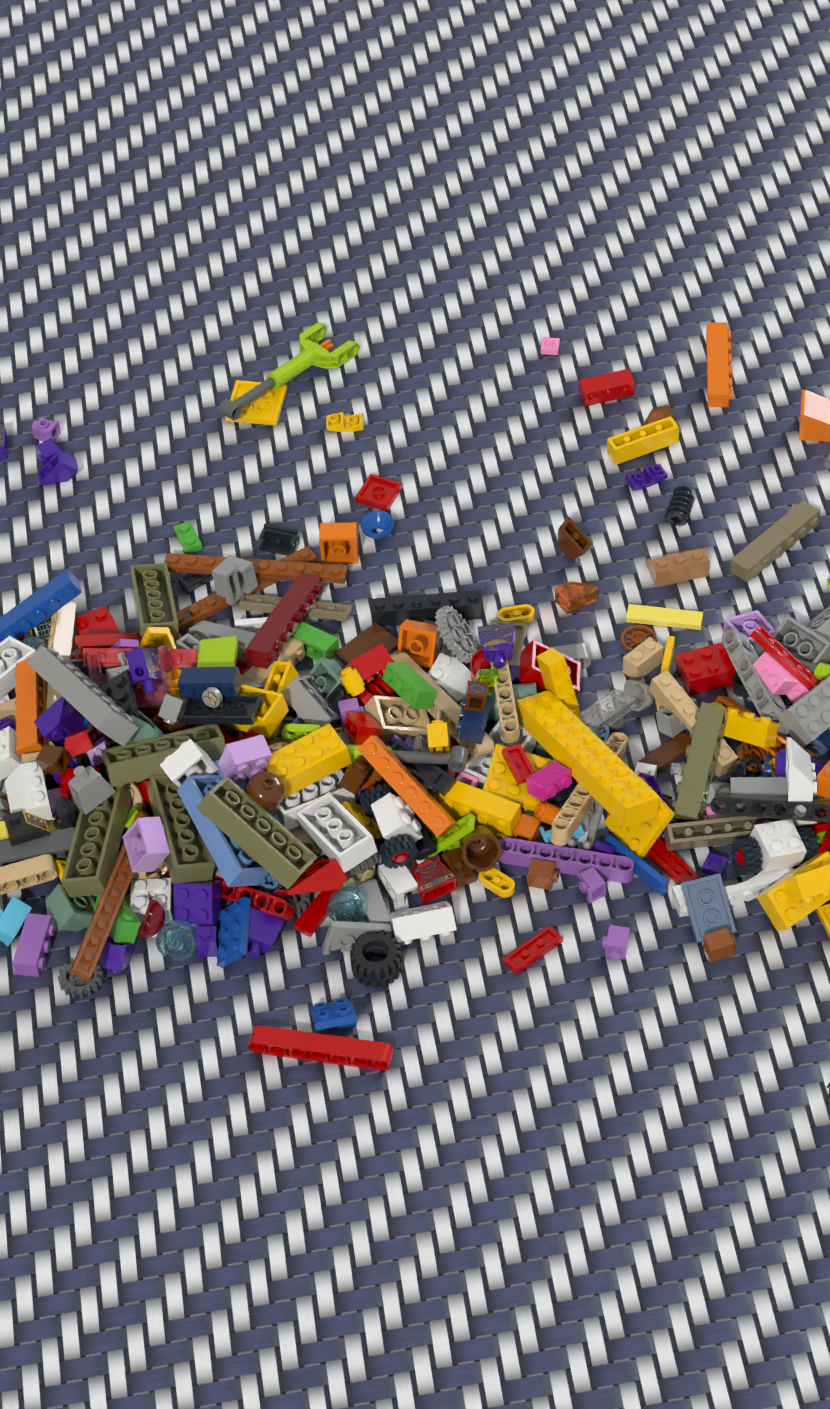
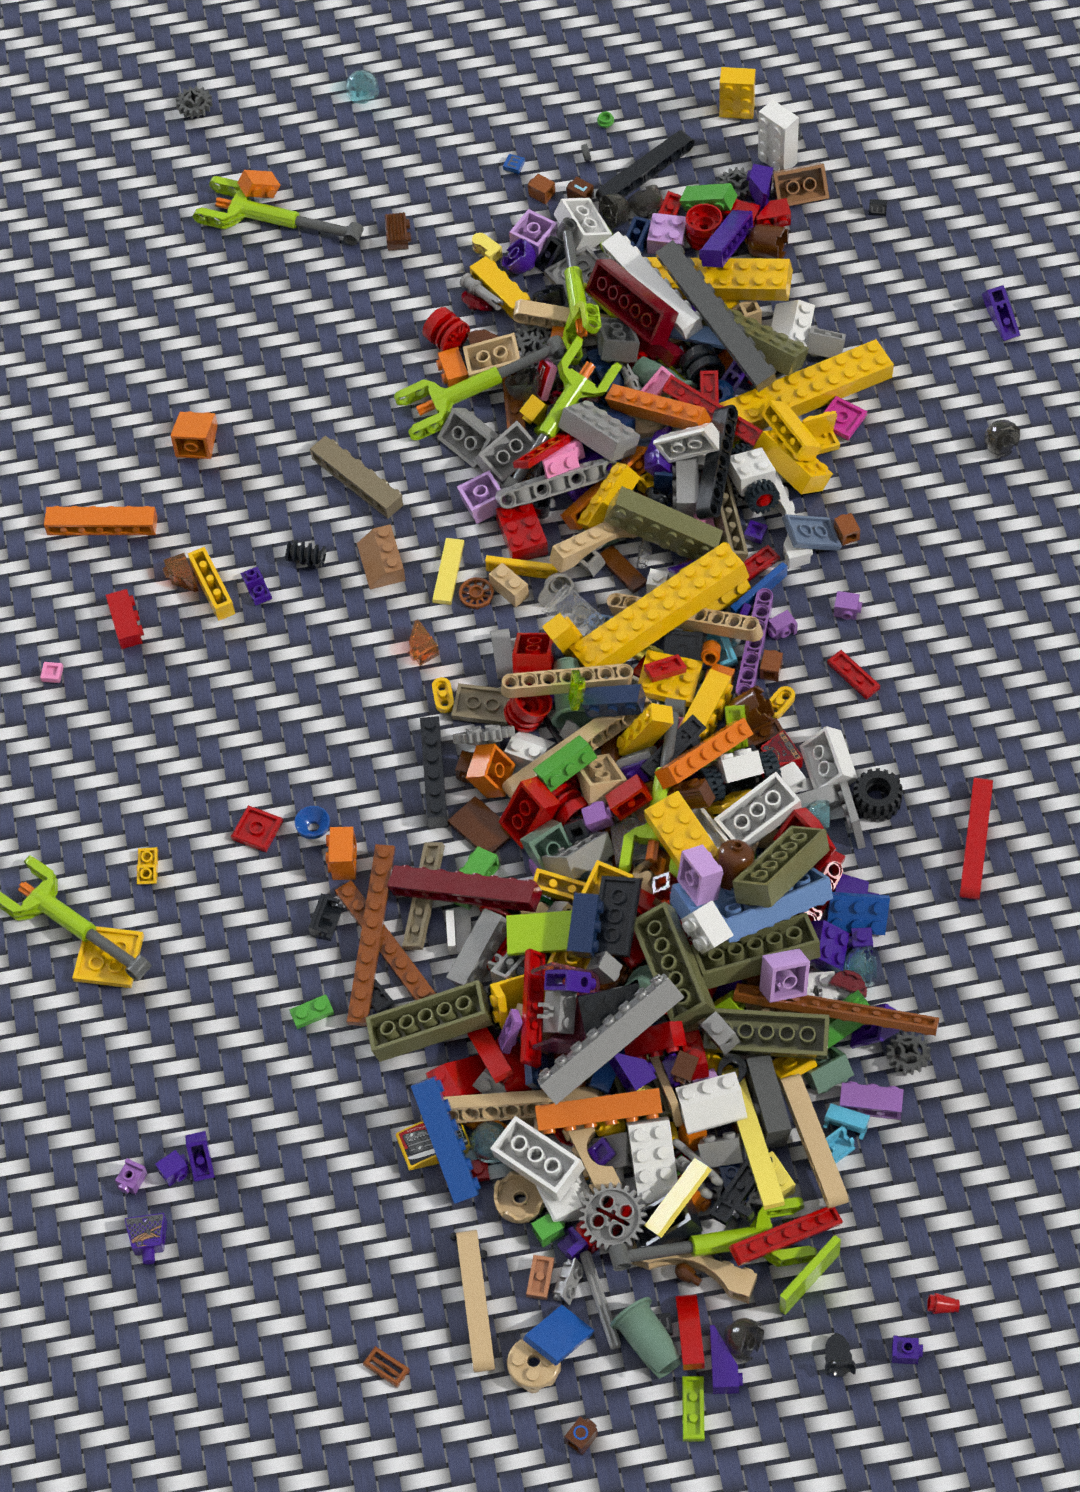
camera: 90 degrees left, 10 degrees up
(24, 827) = (756, 1100): black slope -> none
(212, 697) = (608, 918): light grey tile -> none
(233, 578) = (396, 944): light grey plate -> none
(333, 1014) = (941, 827): blue plate -> none
(352, 681) = (562, 811): yellow brick -> none
(475, 696) = (599, 692): reddish brown brick -> none
(497, 643) = (535, 673): torso -> none
(549, 781) = (682, 642): dark pink brick -> none
(572, 539) = (353, 641): reddish brown slope -> none

